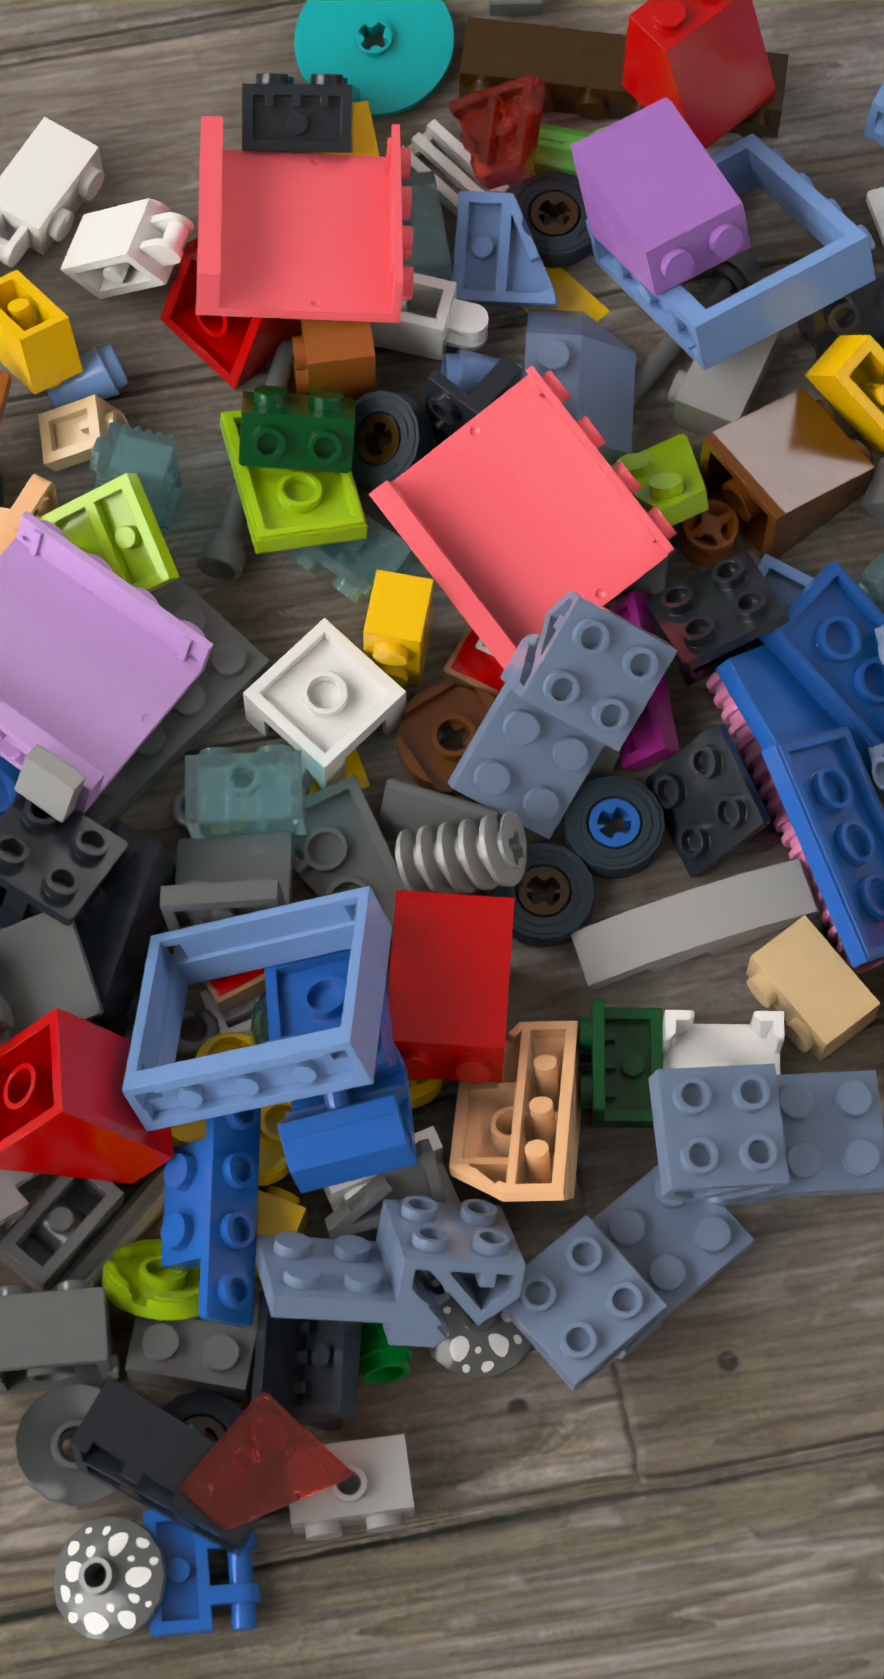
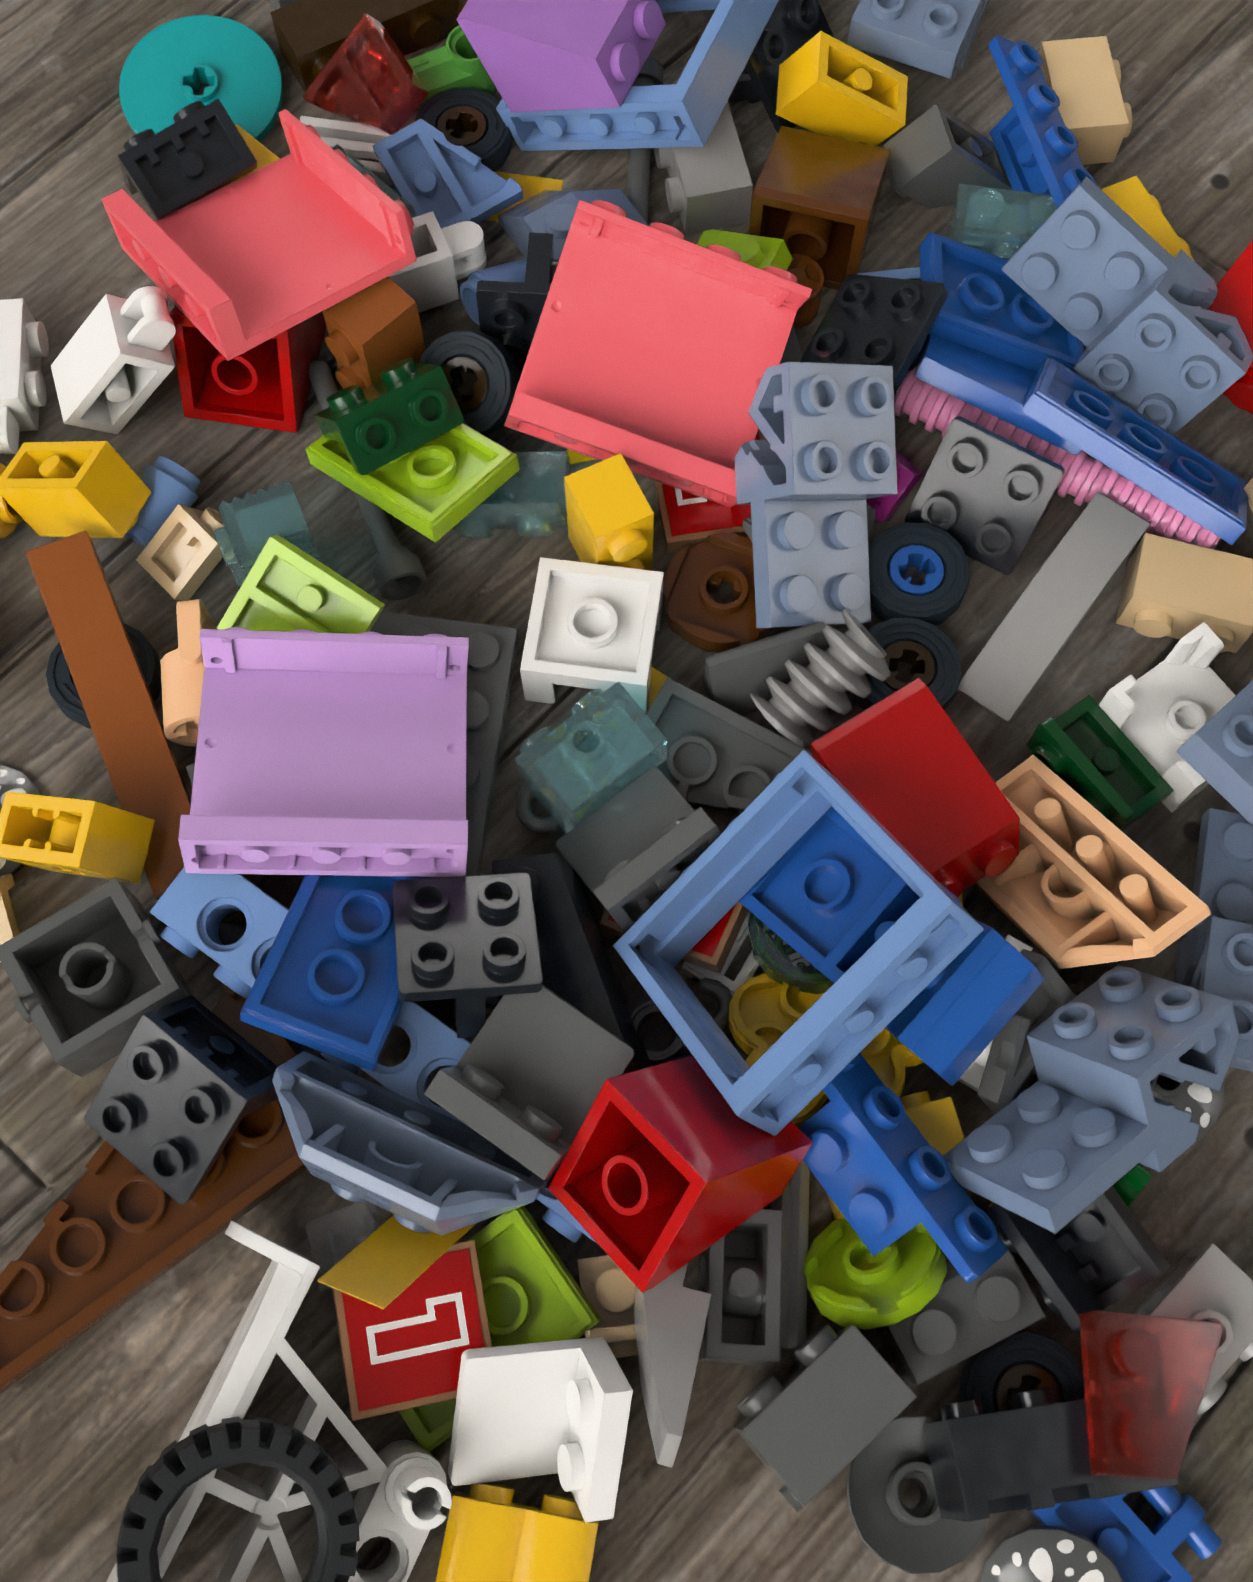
camera: 35 degrees left, 0 degrees up
(50, 783) = (421, 864): light grey tile -> none

